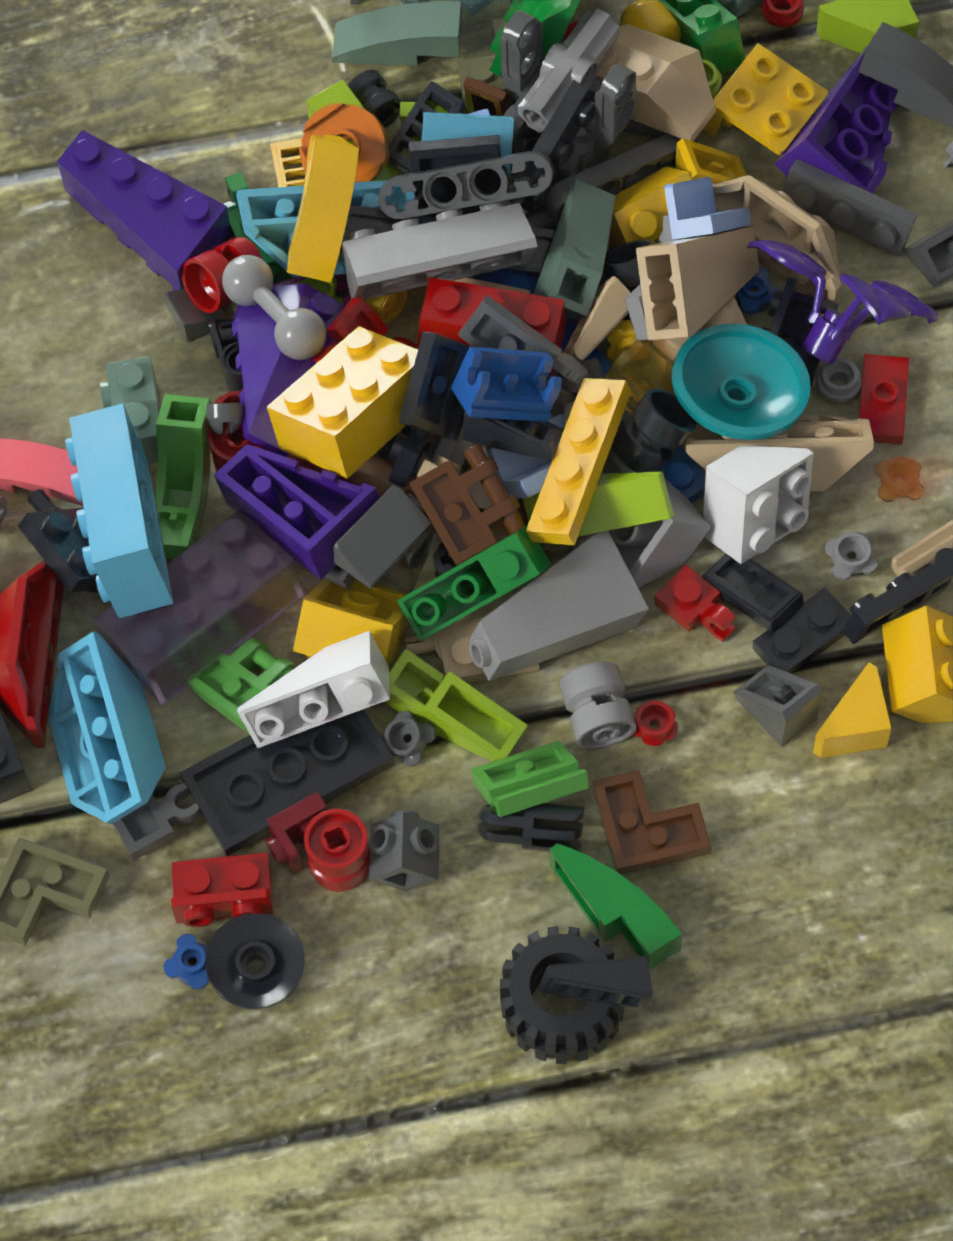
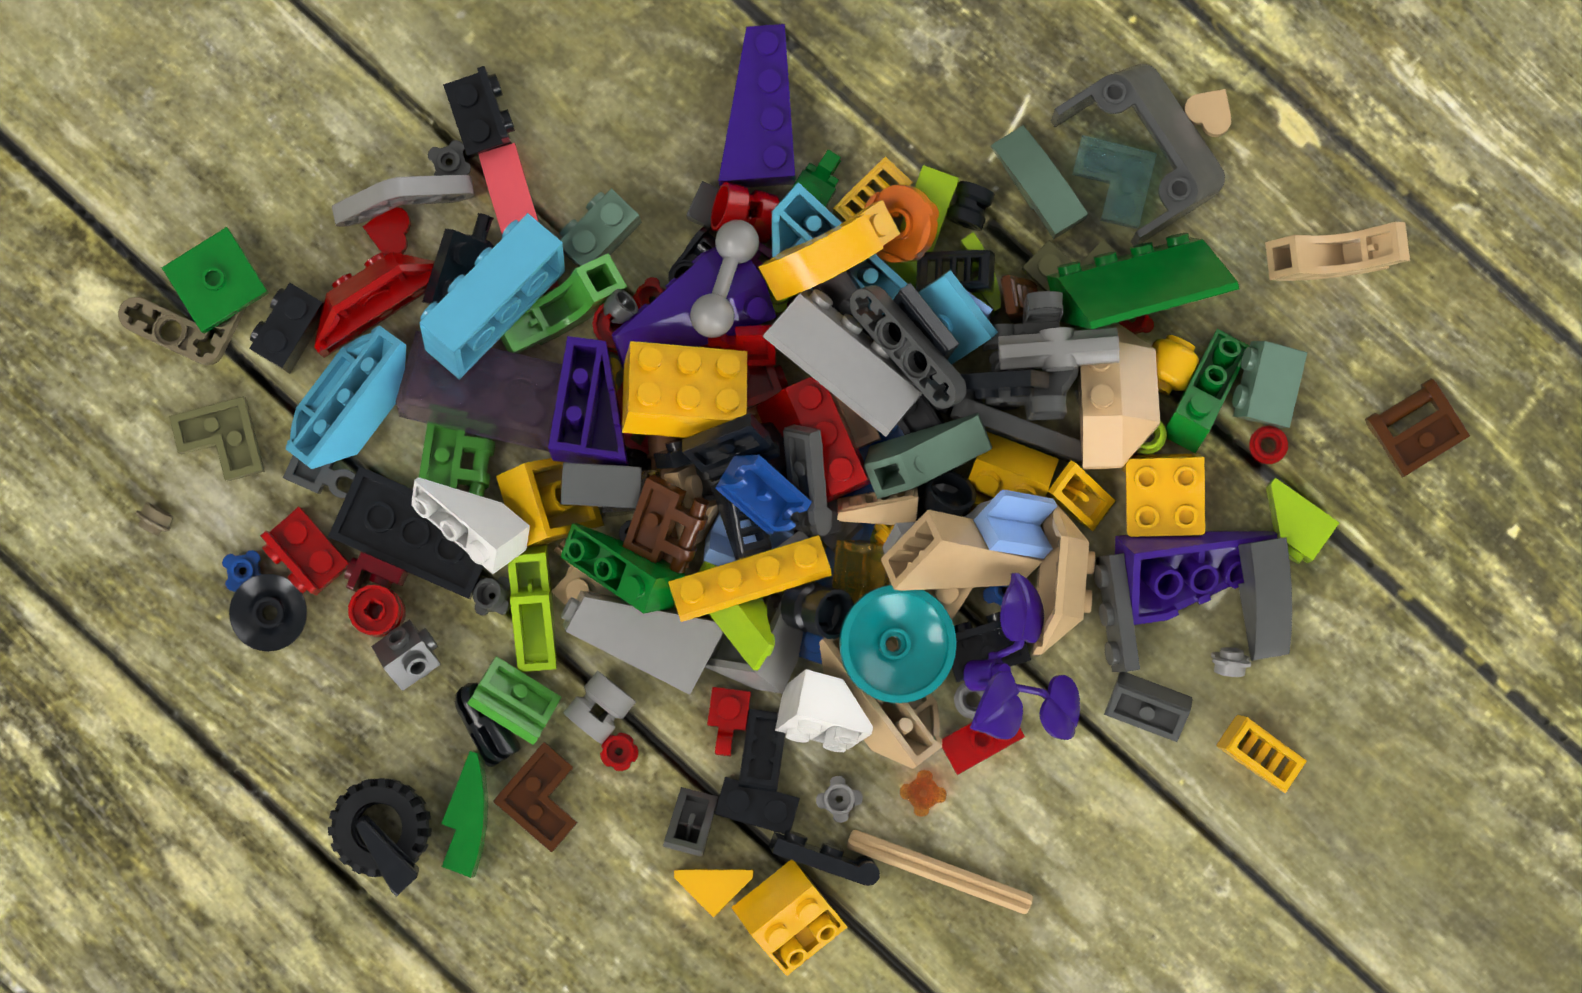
camera: 60 degrees right, 20 degrees up
(68, 1013) = (154, 519): none -> dark tan plate

